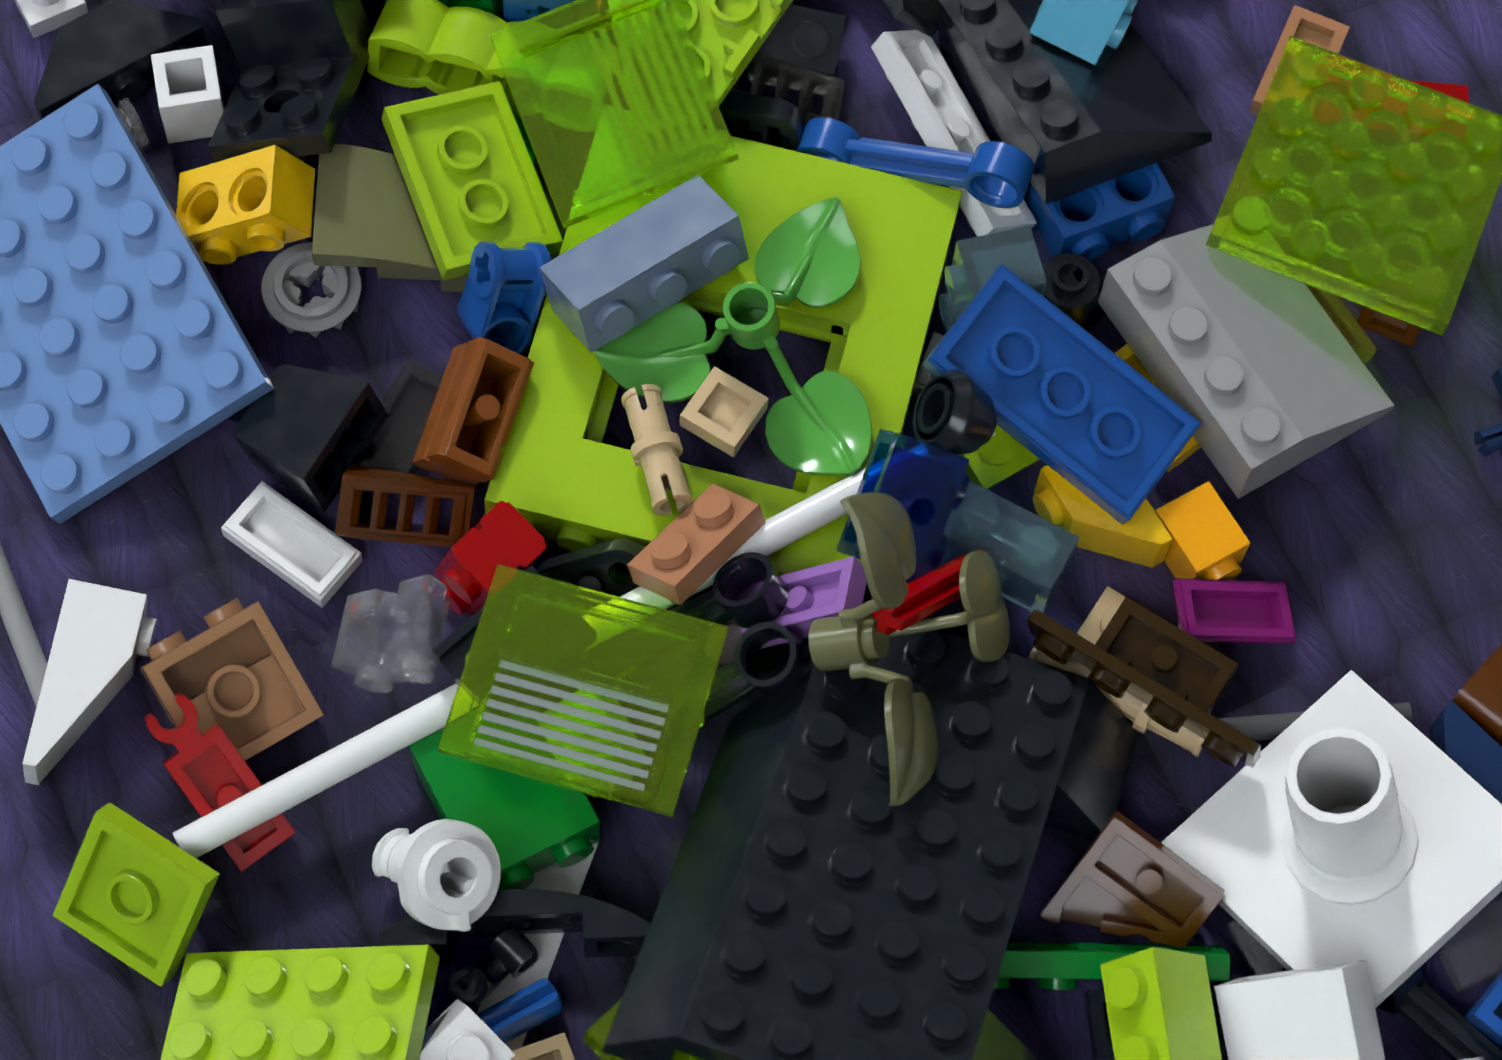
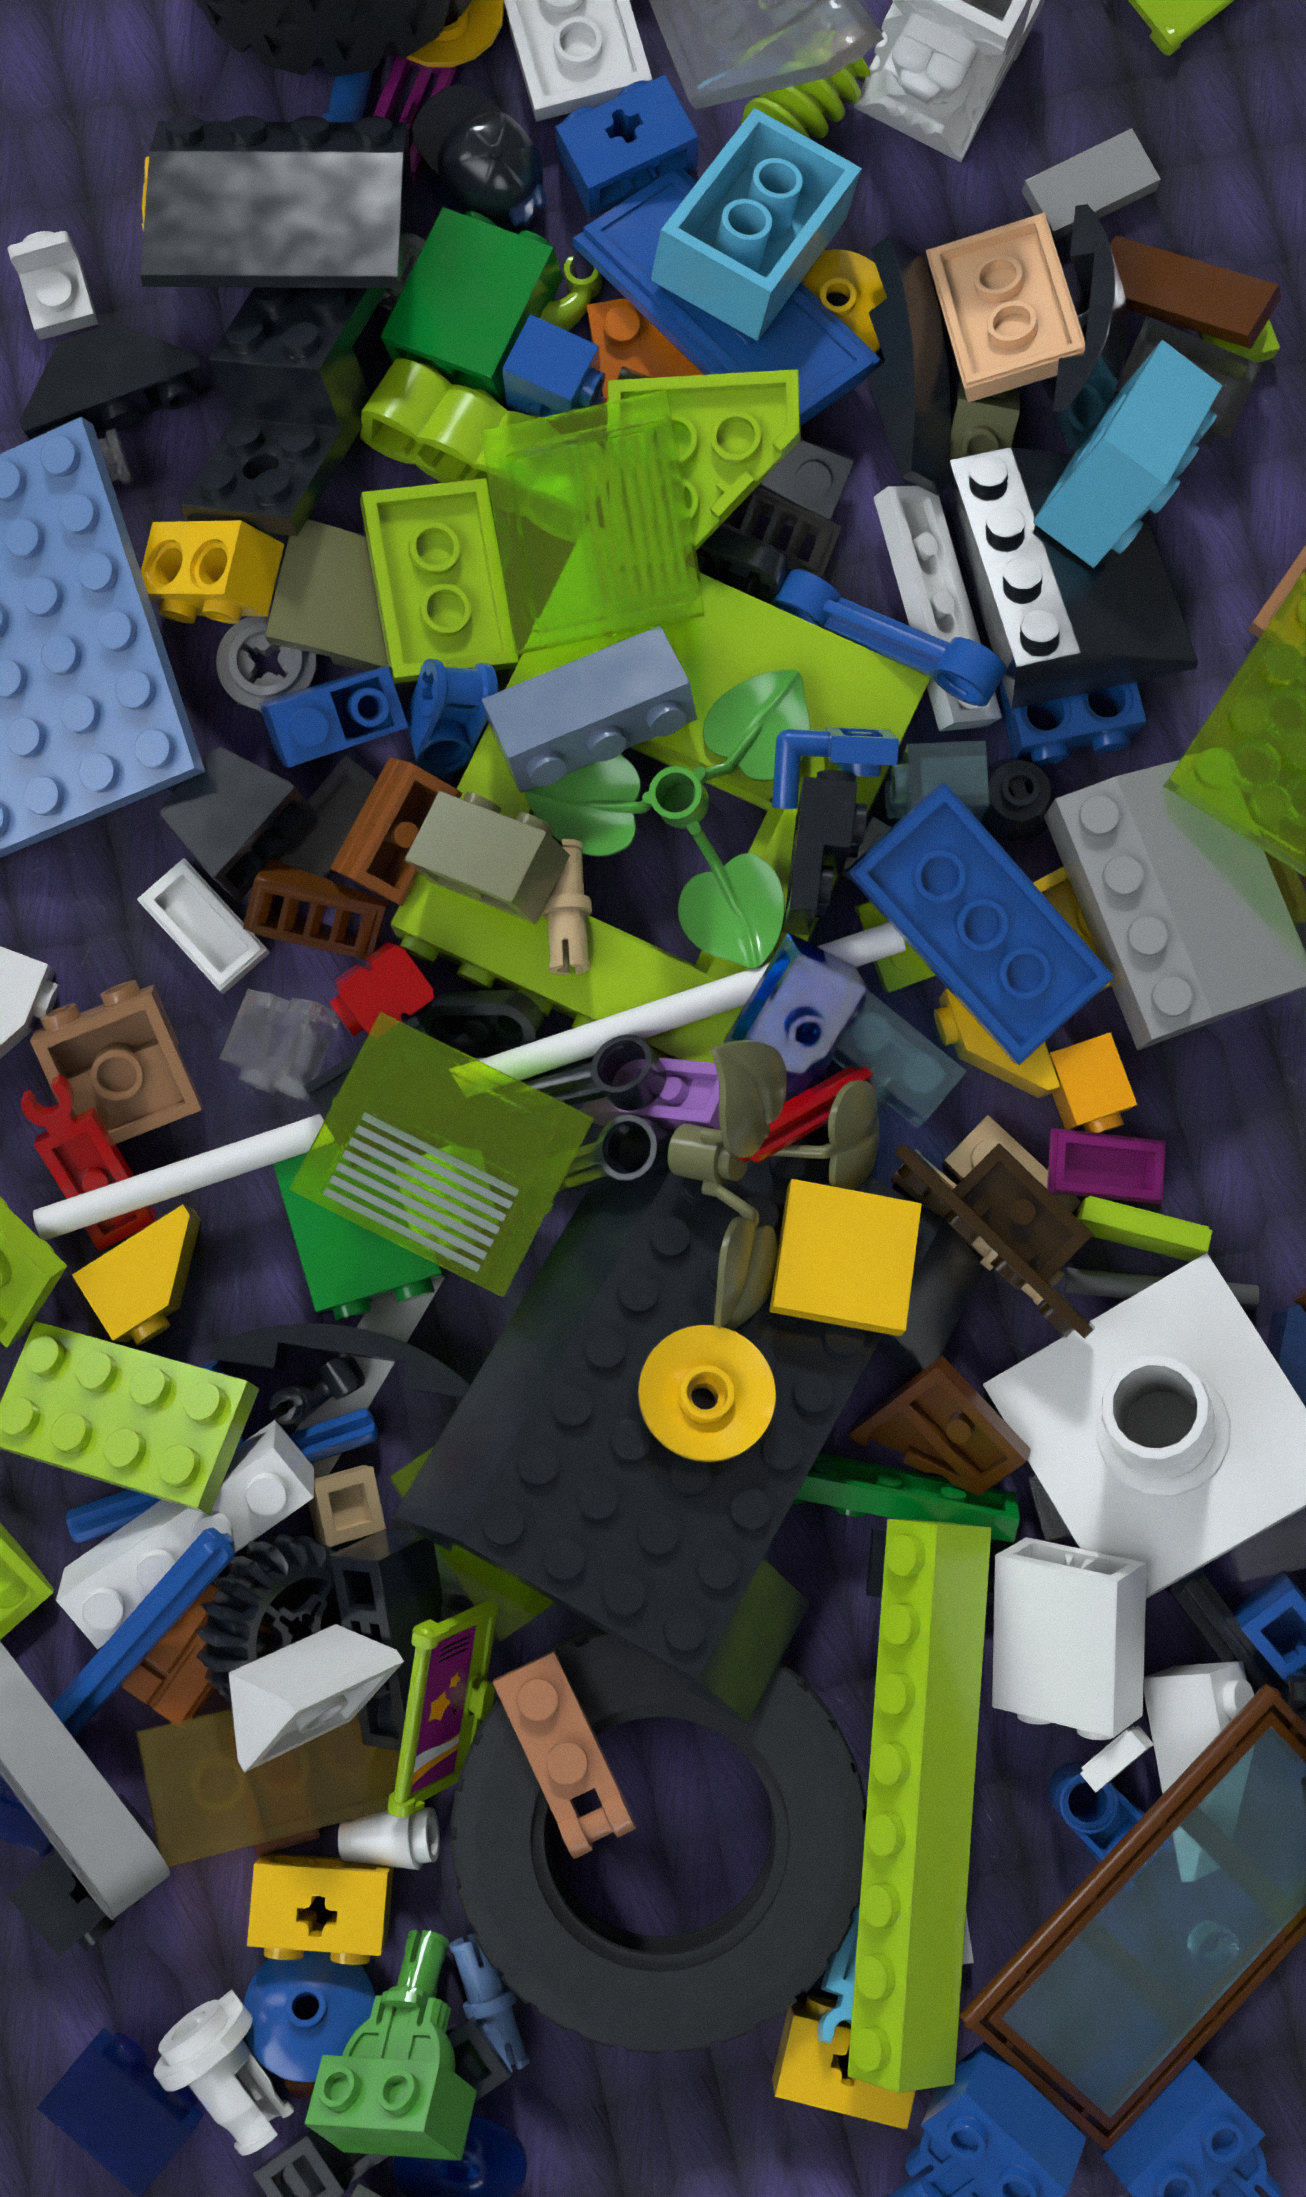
camera: 15 degrees right, 15 degrees up
(188, 93) = (175, 435): white brick -> none
(291, 887) = (142, 1277): none -> yellow slope
(388, 320) = (333, 716): none -> blue slope
(442, 872) = (276, 1303): white piece -> none
(573, 409) = (489, 855): none -> olive brick
(696, 544) = (584, 1015): nougat plate -> none
(723, 411) = (640, 878): tan plate -> none
(894, 340) = (825, 834): none -> black plate
(903, 830) = (725, 1366): none -> yellow dish
(905, 253) = (854, 749): none -> blue plate
(954, 413) = (862, 936): black cone -> none
(1004, 716) = (846, 1257): none -> yellow tile
(1286, 664) = (1144, 1229): none -> lime tile

